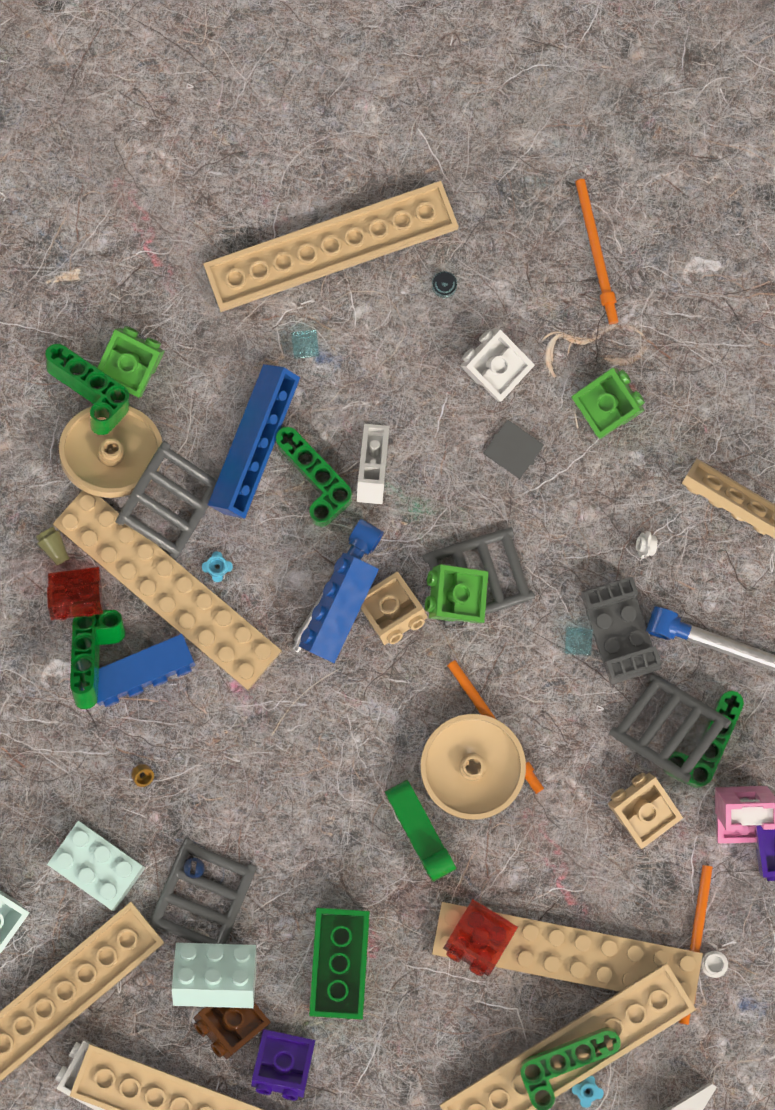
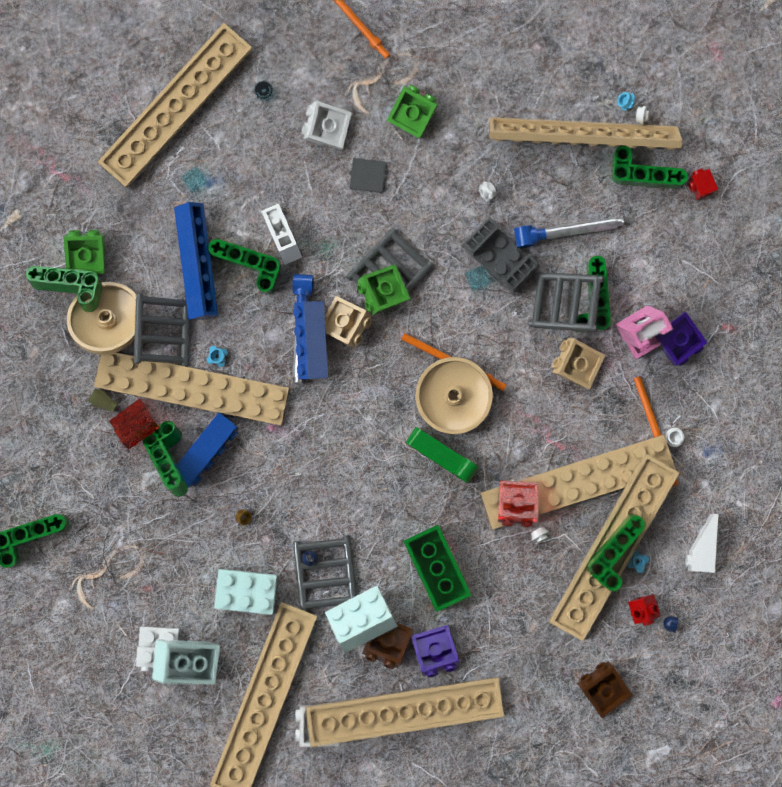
camera: 25 degrees left, 5 degrees up
(486, 992) = (540, 535): none -> white plate

